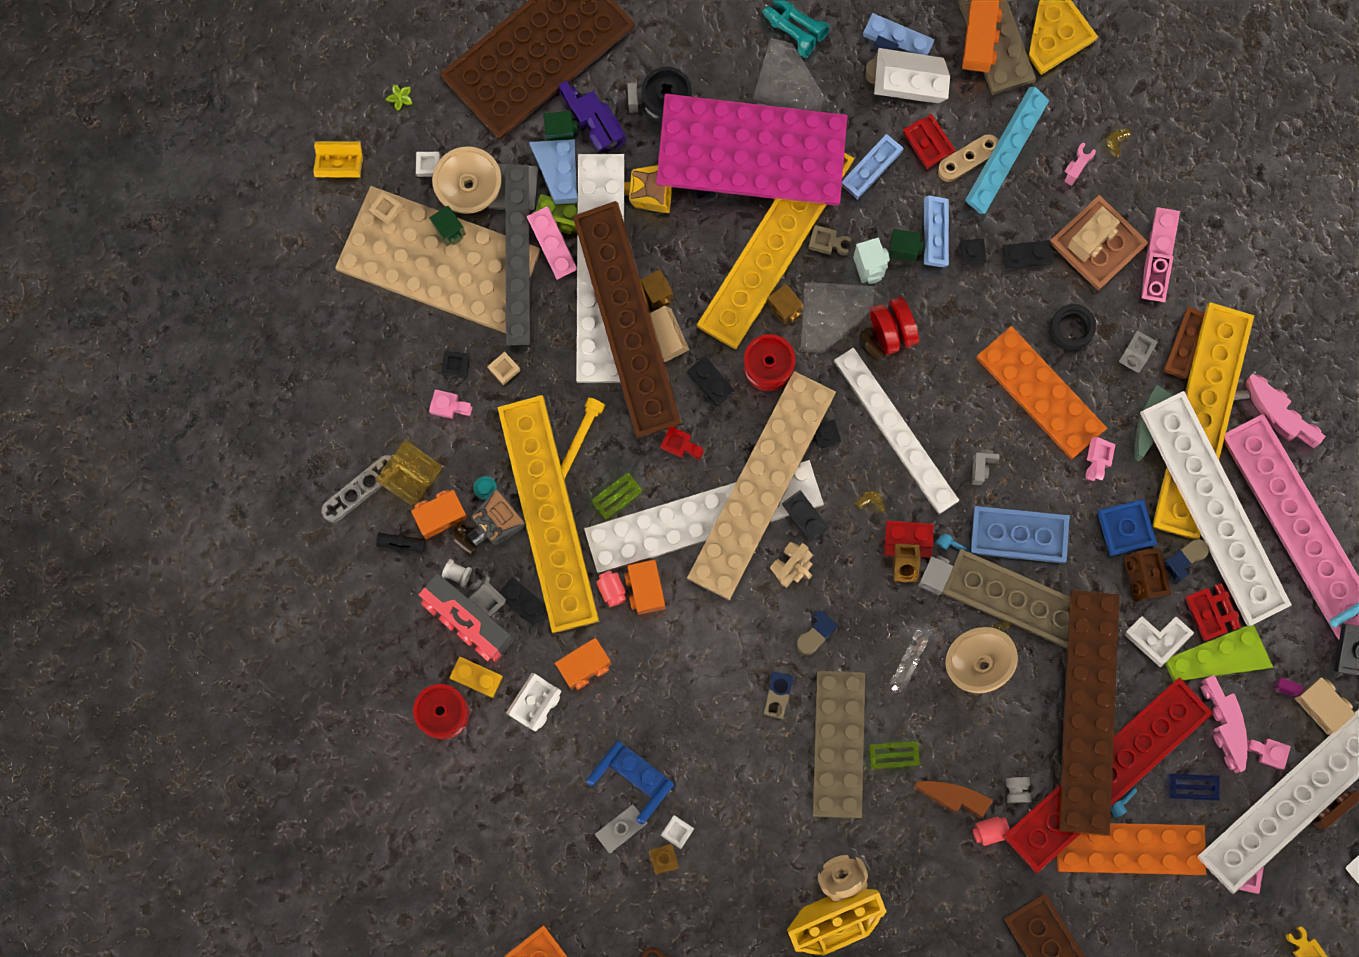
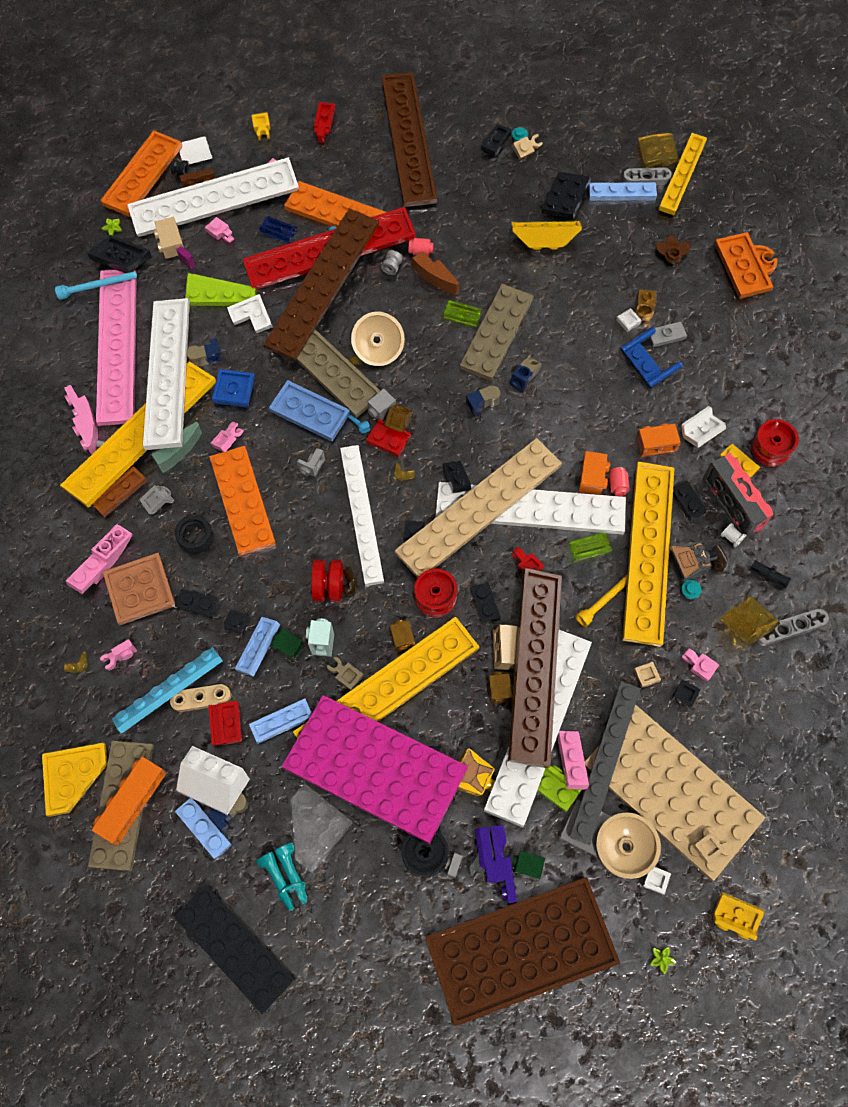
camera: 160 degrees left, 10 degrees down
(438, 513) = (734, 582): orange brick -> none
(447, 226) = (659, 806): dark green brick -> none
(485, 596) = (719, 510): light grey bracket -> none
(558, 168) = (543, 827): light blue wing -> none
(795, 567) = (487, 446): tan hips -> none
(832, 312) = (368, 616): clear plate -> none
(842, 888) = (537, 258): tan plate -> none
(904, 671) = (424, 354): clear plate -> none
(1093, 234) = (140, 587): tan brick -> none
(1147, 574) = (237, 353): reddish brown bracket -> none
(1207, 615) = (211, 320): red plate -> none
(1232, 732) = (237, 249): bright pink slope -> none

